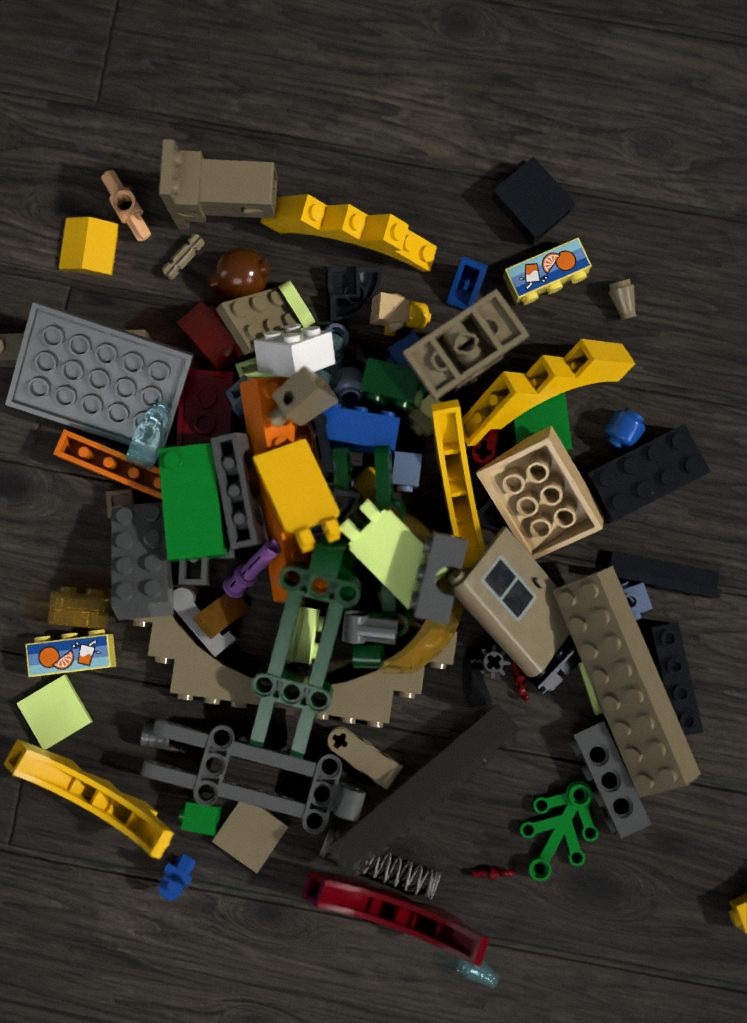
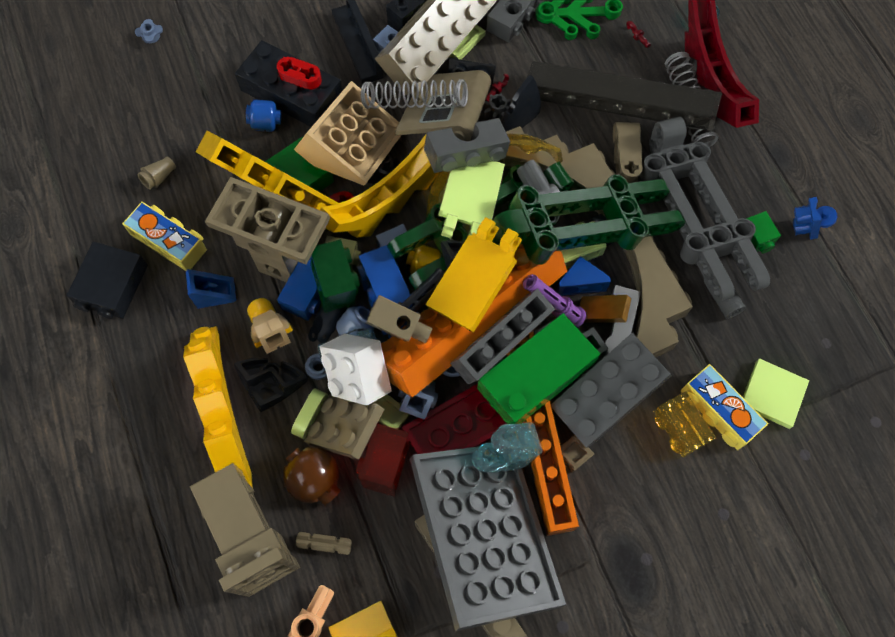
camera: 130 degrees left, 15 degrees down
(91, 792) = (808, 312): yellow arch -> none
(250, 834) = (744, 193): dark tan tile -> none
(265, 616) = (583, 279): none -> blue slope
(494, 608) = (456, 94): none -> light grey piece
(643, 486) = (299, 73): none -> red beam

